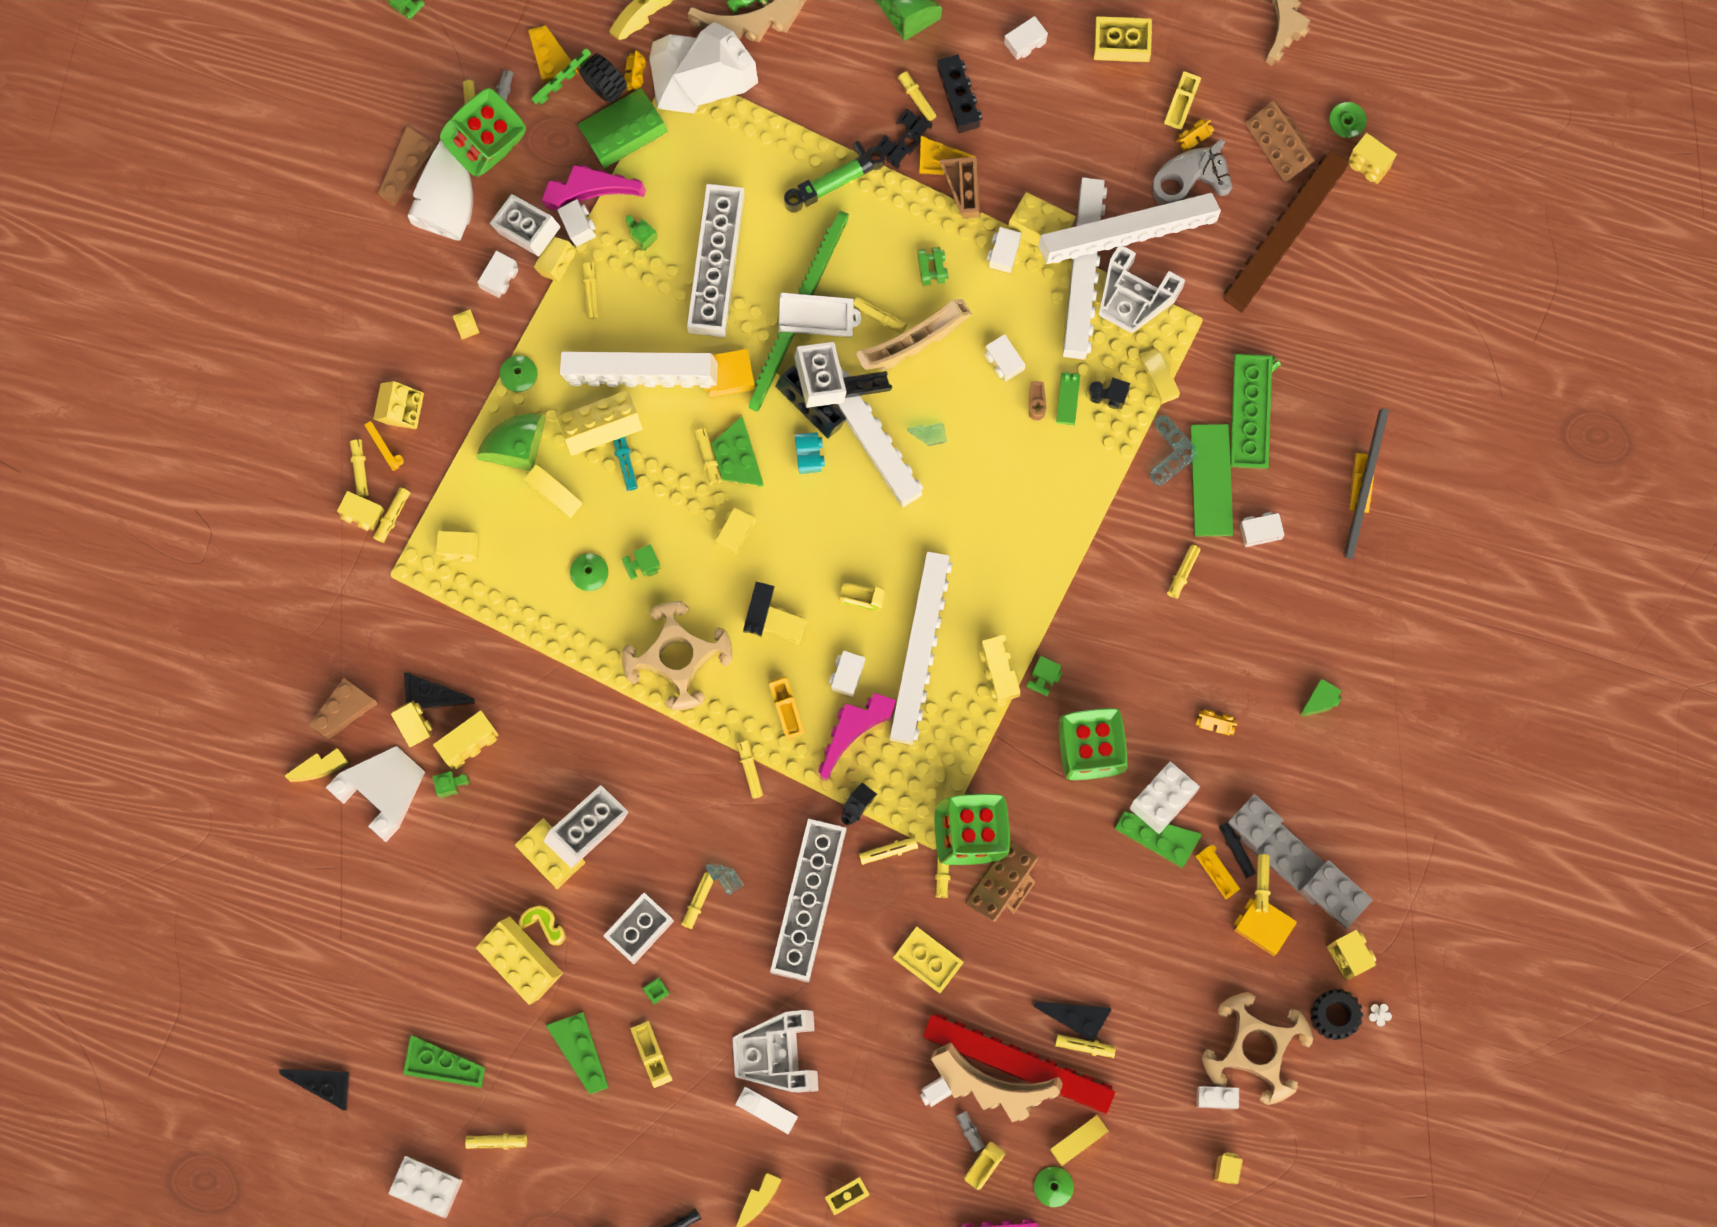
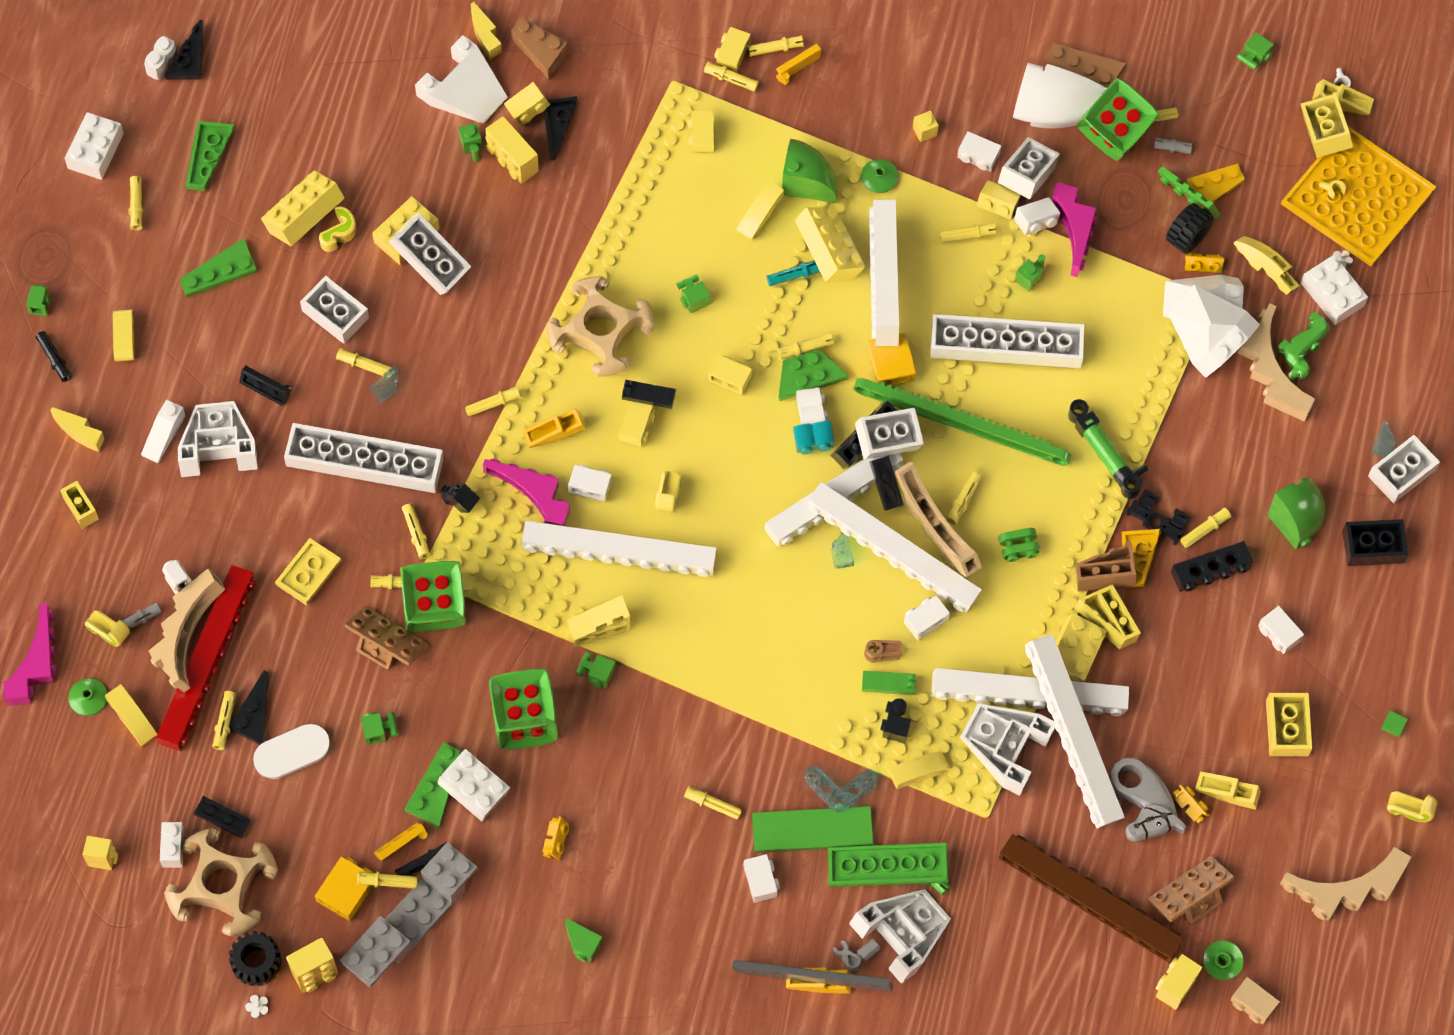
camera: 85 degrees right, 10 degrees down
(326, 1117) = (160, 58): none -> white brick
(398, 405) = (839, 75): light yellow slope -> none
(590, 581) = (683, 256): bright green dish -> none
(622, 128) = (1140, 252): bright green slope -> none
(651, 1054) = (216, 329): light yellow slope -> none
(652, 1153) = (123, 335): none -> light yellow beam
(656, 991) = (277, 332): bright green tile -> none
(719, 1003) = (264, 385): none -> black hinge
(777, 454) = (810, 406): none -> white brick
(817, 315) = (956, 436): white piece -> none
(933, 382) = (893, 547): none -> white brick
(1005, 249) = (1043, 614): white brick -> none
(1008, 188) = (1109, 612): none -> light yellow wedge
(1100, 894) = (375, 728): none -> bright green brick
(1119, 979) = (291, 751): none -> white tile
(1187, 1048) = (222, 817): none -> black hinge
(1311, 395) = (908, 924): none -> white wedge
(1343, 448) = (854, 961): none -> light grey bar
(1386, 96) = (1254, 1001): none -> tan brick

